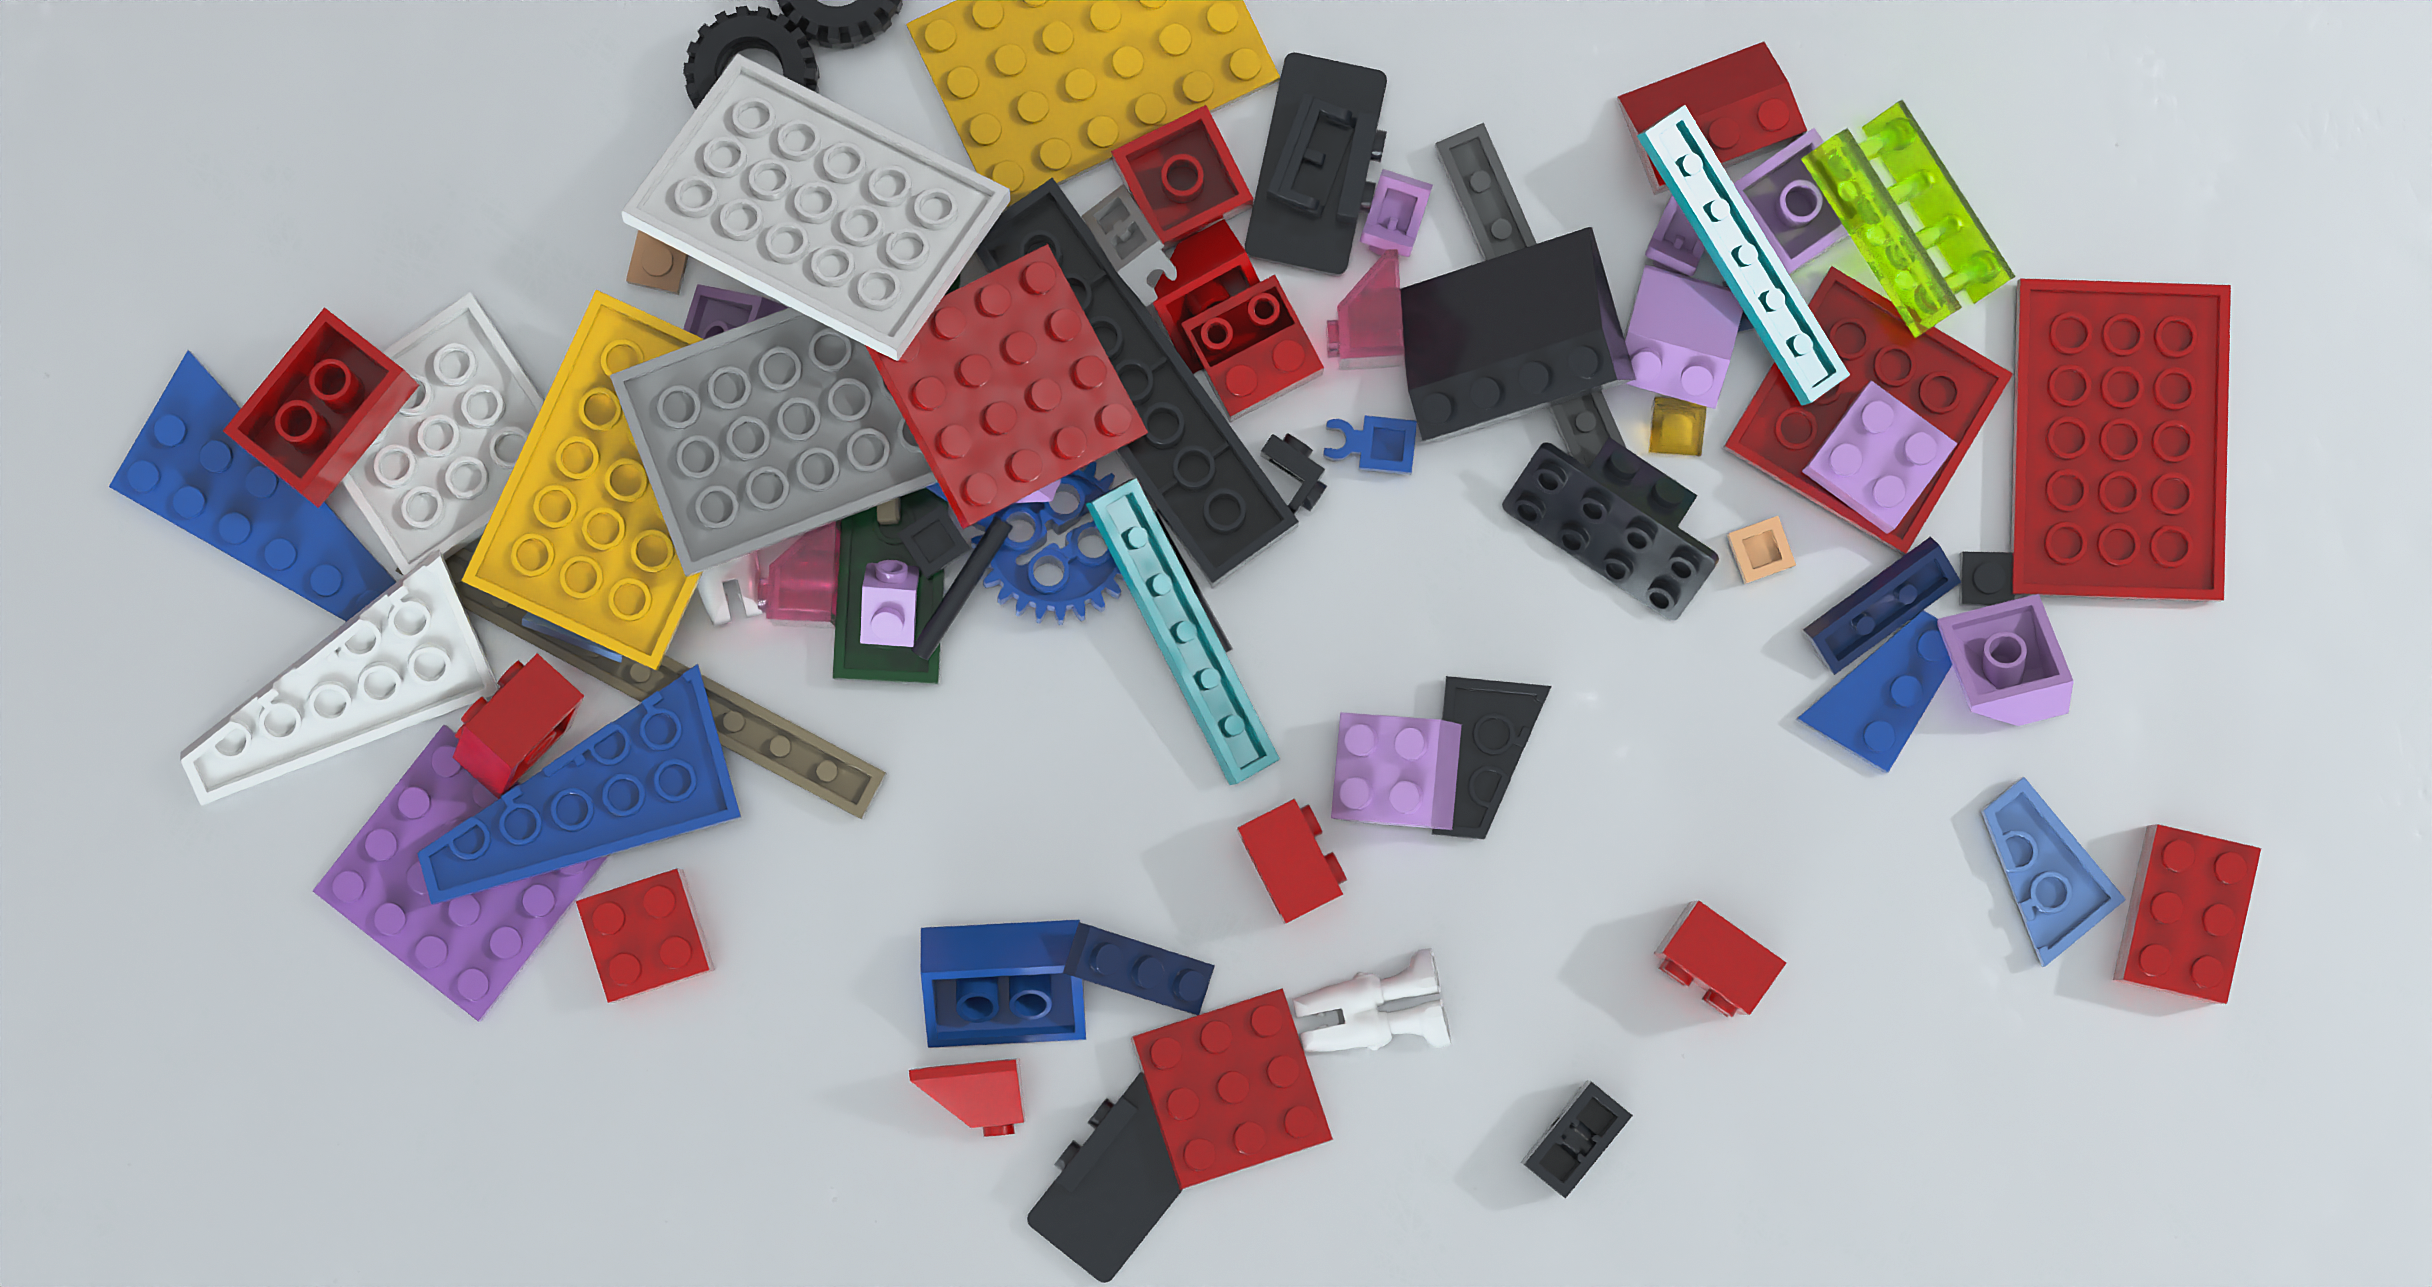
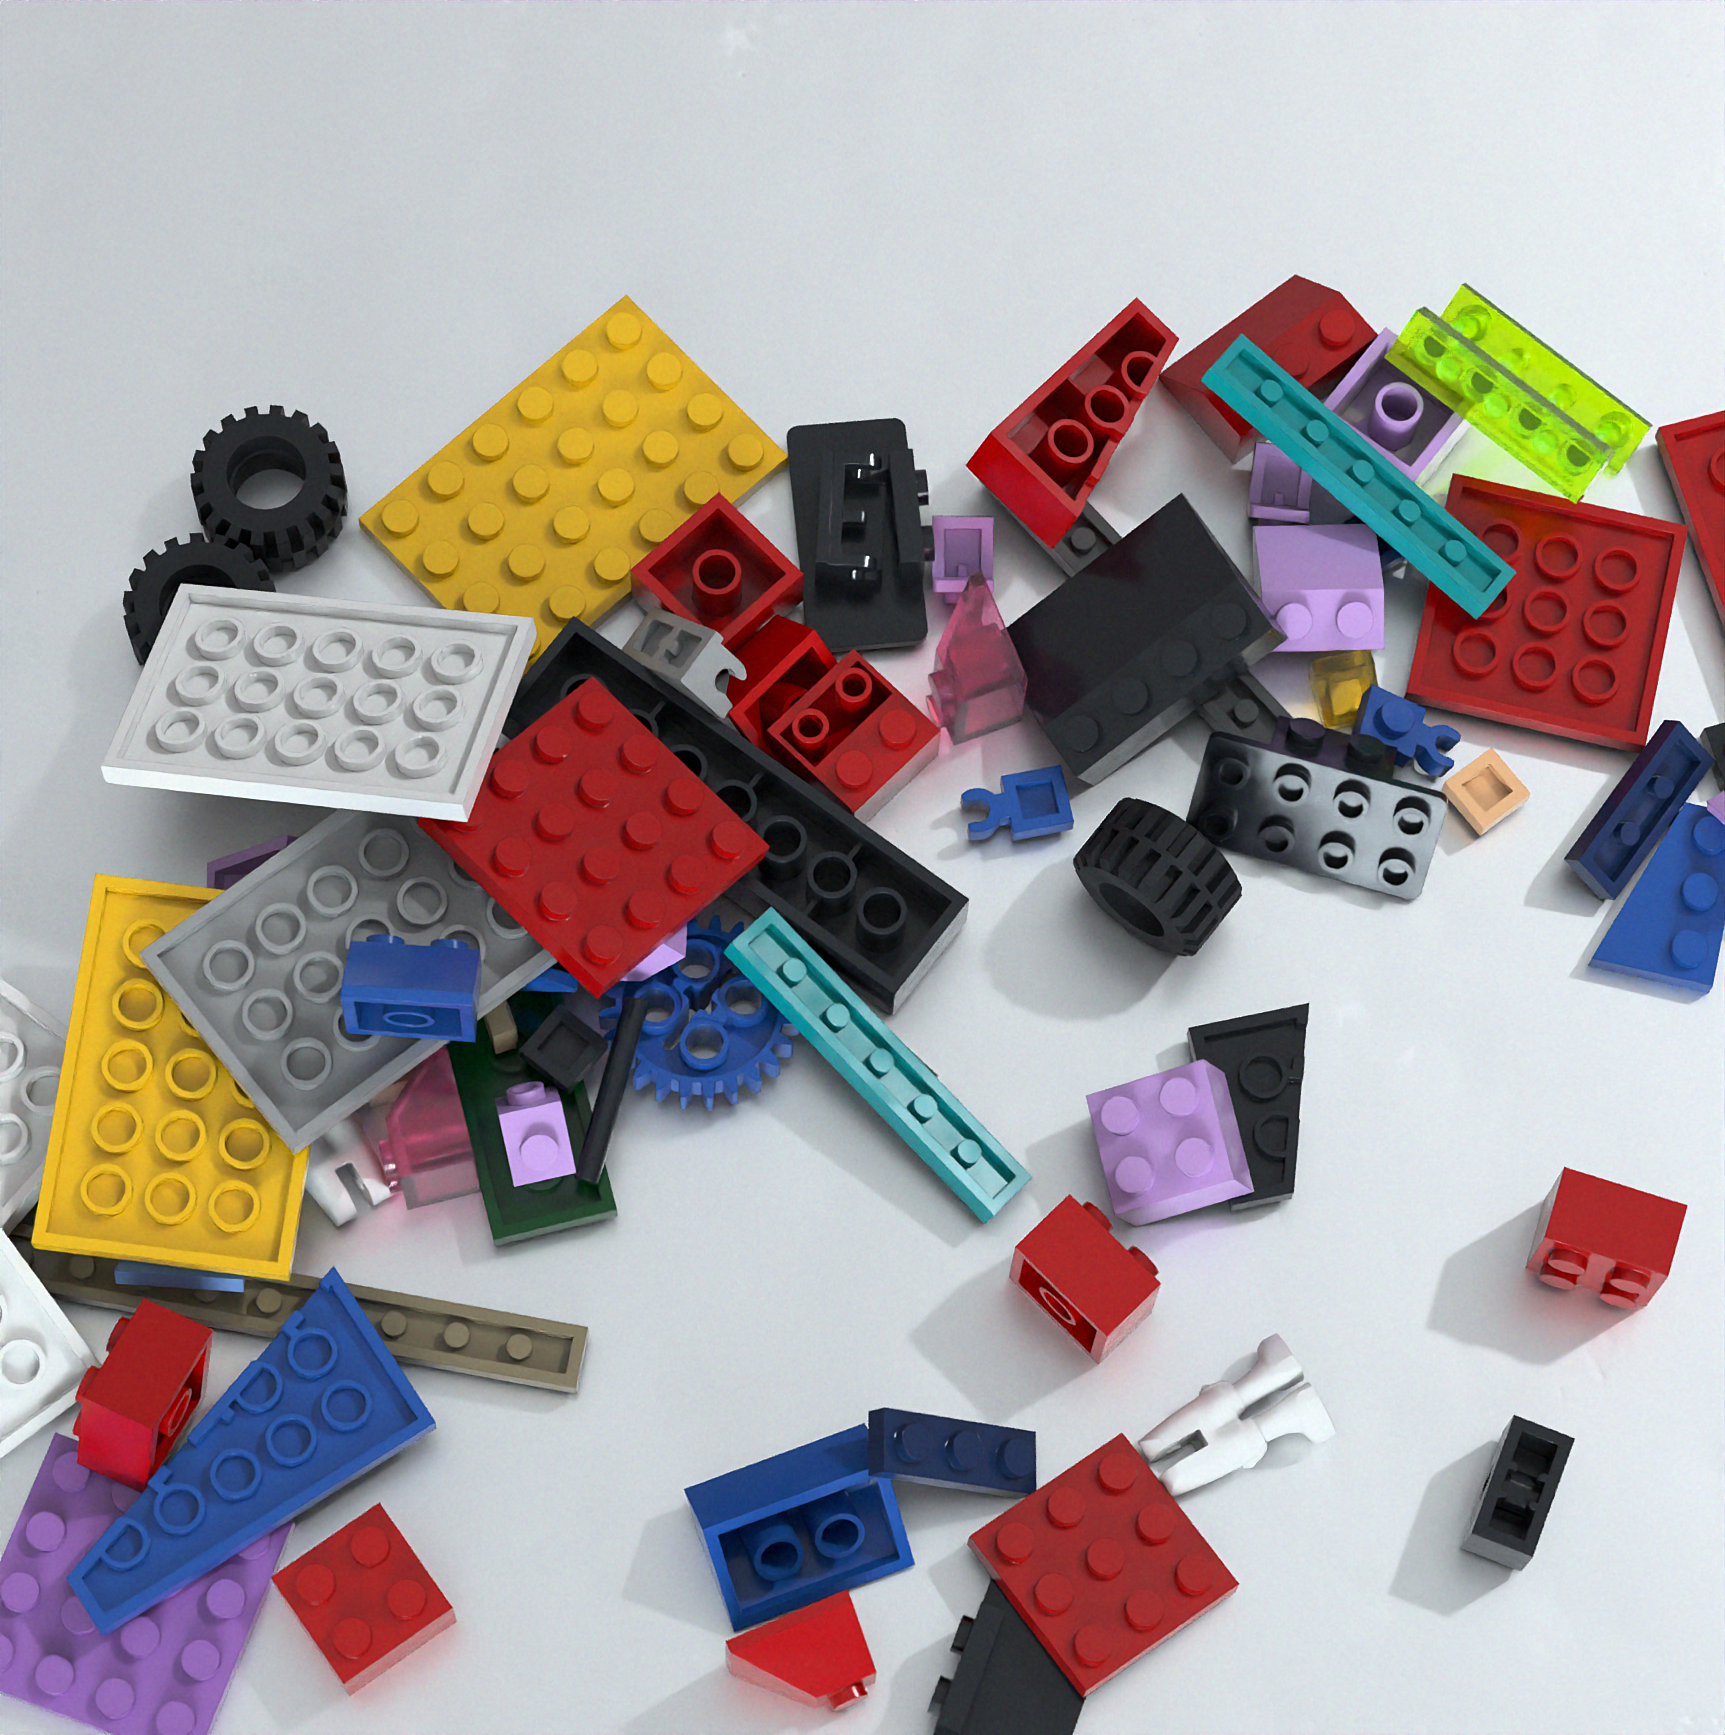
camera: 20 degrees left, 15 degrees down
(656, 265) = (157, 849): light nougat plate -> none
(816, 478) = (411, 989): none -> blue slope
(1293, 458) = (944, 852): black bracket -> none
(1459, 548) = (1157, 876): none -> black tyre
(1513, 140) = (1065, 432): none -> red wedge
(1706, 474) = (1401, 725): none -> blue plate
(1879, 457) = (1581, 645): lavender brick -> none

